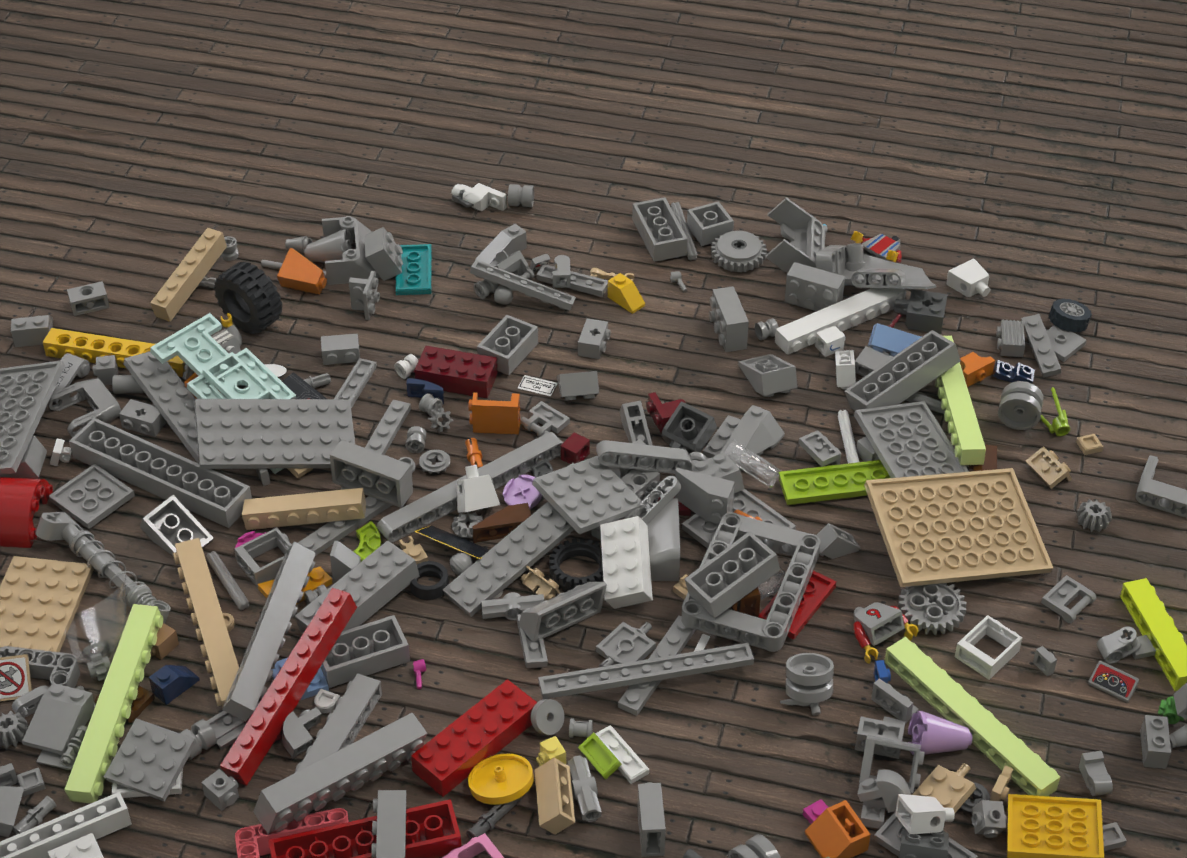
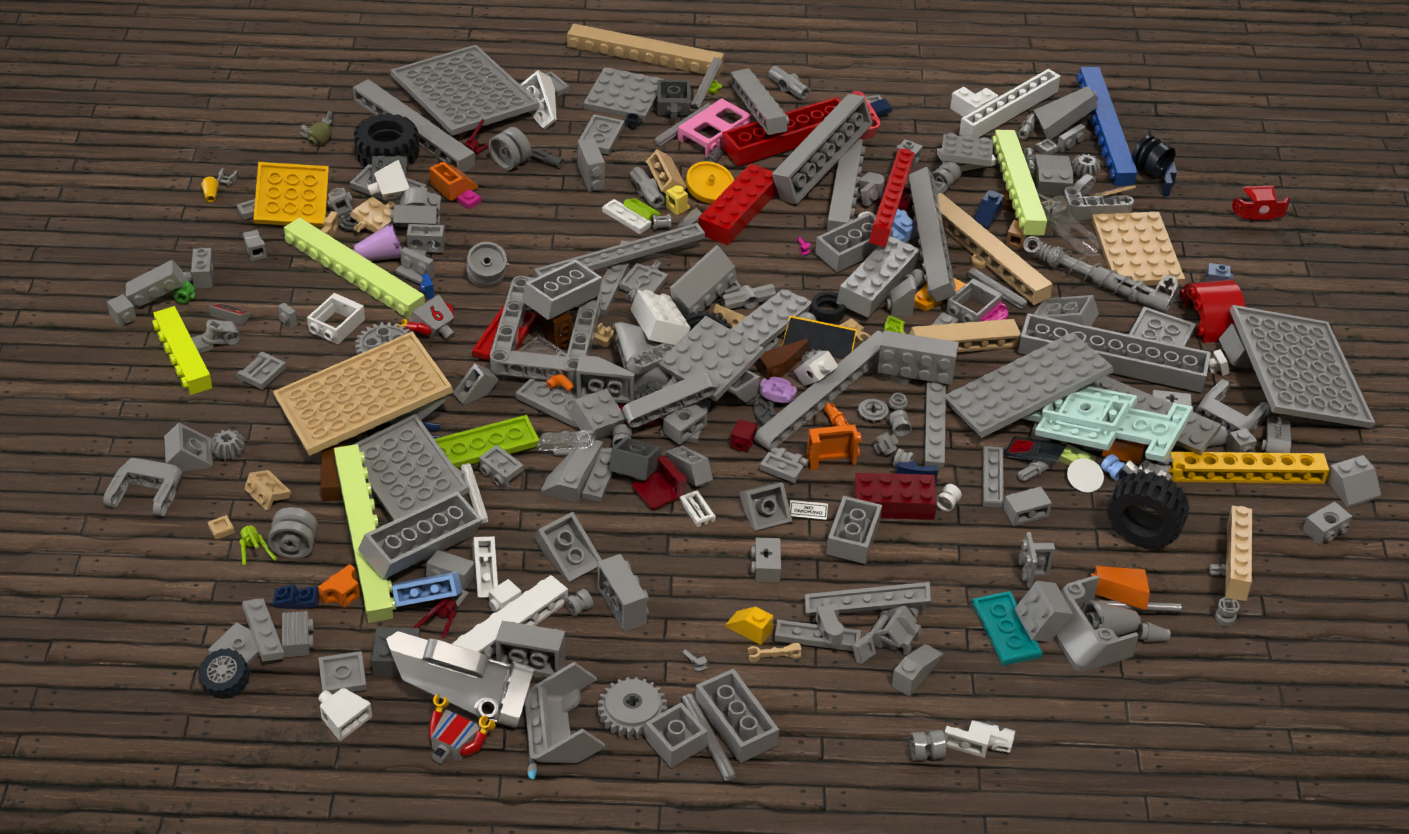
camera: 165 degrees right, 0 degrees up
(631, 394) = (703, 519): none -> white tile
(971, 307) = (342, 672): none -> light grey plate
(1134, 515) = (187, 448): none -> light grey slope

